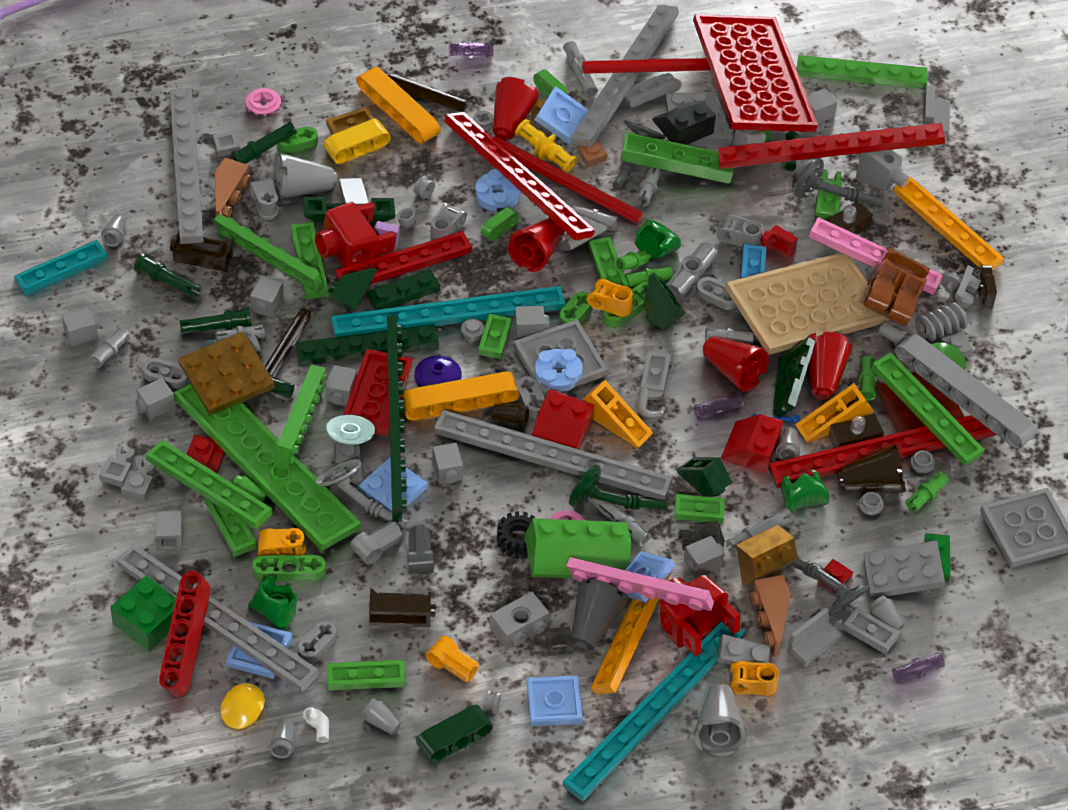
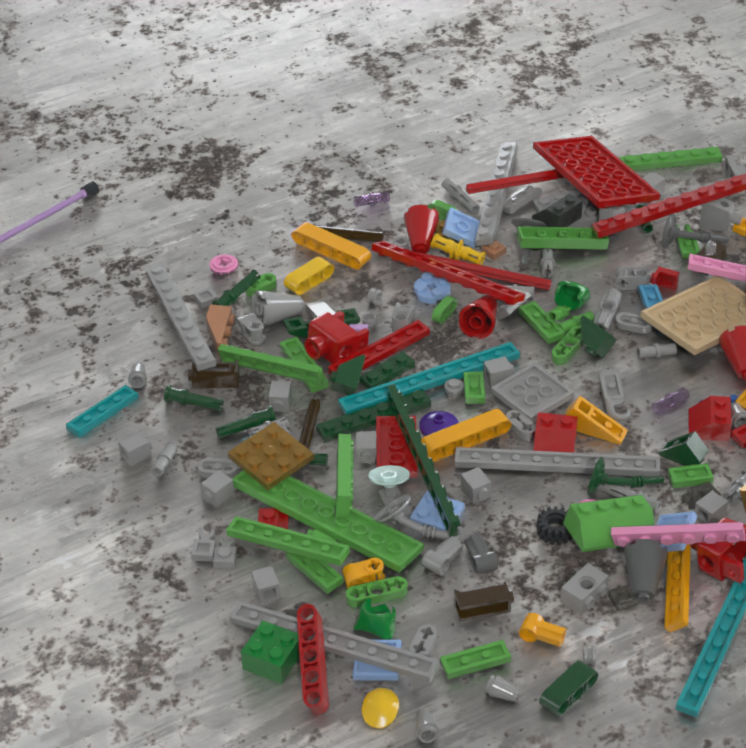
camera: 10 degrees left, 10 degrees down
(319, 722) = (451, 706): white arm -> none
(348, 120) = (295, 263): pearl gold plate -> none
(512, 414) = (511, 439): dark brown cone -> none
(554, 700) = (639, 644): light blue plate -> none
(558, 358) = (538, 390): light blue plate -> none
(571, 308) = (527, 356): bright green beam -> none
(612, 298) = (557, 340): light orange piece -> none
(737, 361) = (671, 364): red cone -> none
(790, 376) = (718, 366): dark green wing -> none

